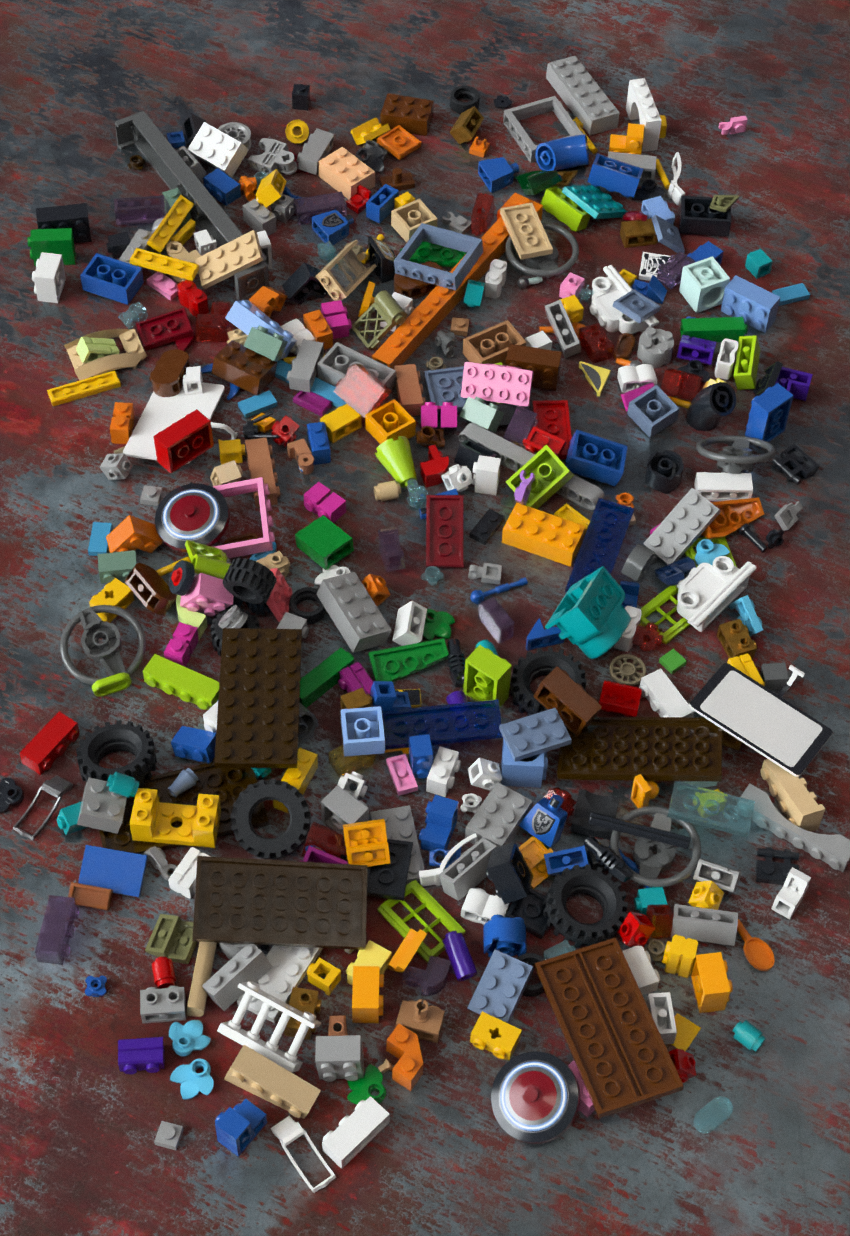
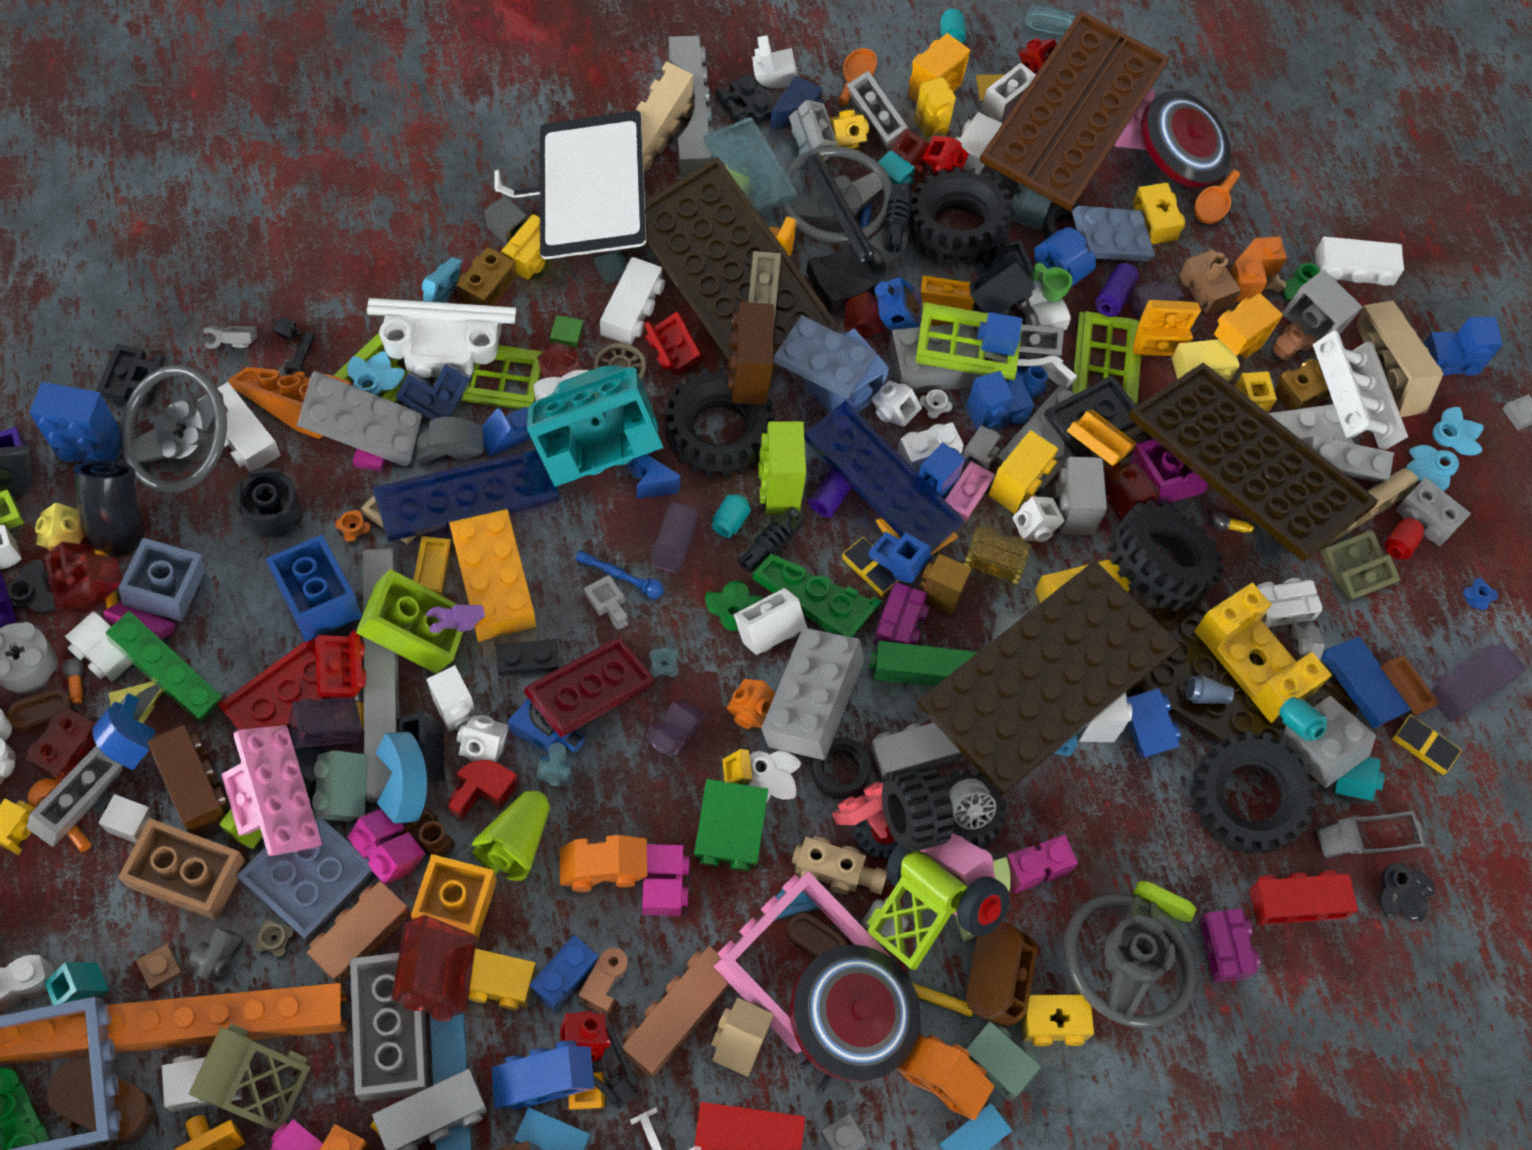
camera: 135 degrees left, 10 degrees up
(54, 876) = (1427, 744): none -> black tile
(65, 694) = (1229, 945): none -> magenta brick
(141, 1055) = (1493, 490): dark purple brick -> none
(181, 682) = (1082, 818): lime brick -> none
(231, 450) = (677, 1088): yellow window -> none
(281, 401) = (542, 1076): none -> blue brick
(287, 1132) = (1418, 311): white piece -> none
(312, 402) = (482, 1054): magenta tile -> none
(348, 563) = (737, 767): none -> yellow tile
(352, 481) = (617, 860): none -> orange brick
(362, 731) = (979, 537): light blue brick -> none
(383, 793) = (1020, 473): none -> yellow brick
(387, 491) = (574, 817): tan brick -> none
(418, 797) = (982, 448): none -> light grey brick
(463, 432) = (407, 786): none -> dark azure brick
(472, 830) = (1000, 333): none -> blue brick
(477, 1087) = (1215, 200): none -> orange piece
(489, 905) = (1054, 281): none -> bright green piece
(500, 837) = (953, 361): none -> lime piece
(560, 860) = (923, 260): blue slope -> none
(578, 349) = (121, 735): none -> blue brick
(600, 385) = (163, 667): none -> green brick
(608, 744) = (765, 278): none -> dark tan plate
(752, 890) = (792, 98): none -> dark blue slope

